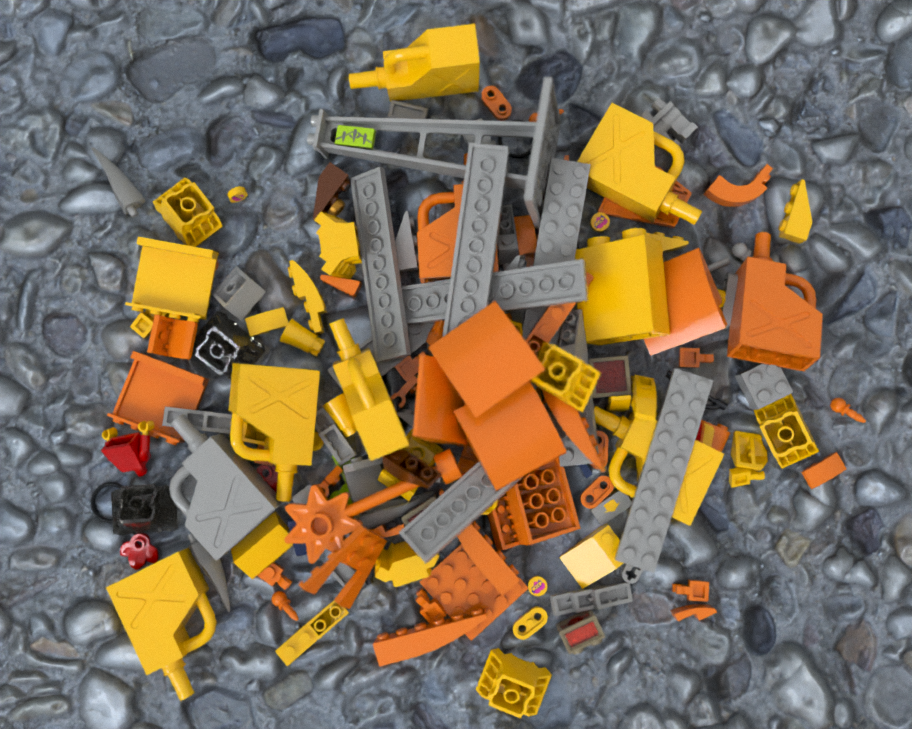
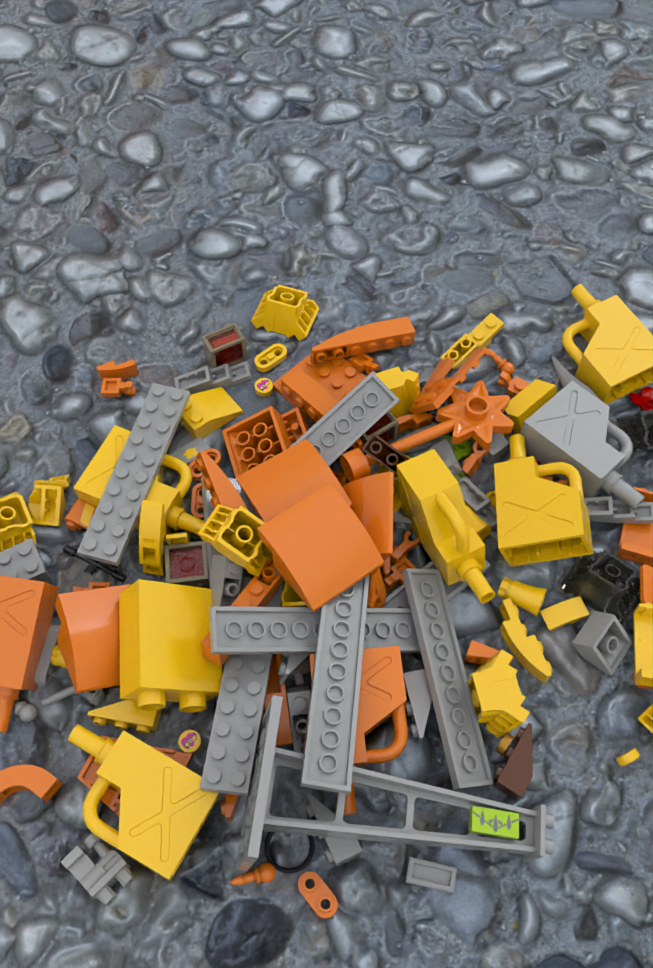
camera: 170 degrees right, 25 degrees down
(432, 66) = (415, 924): yellow piece -> none

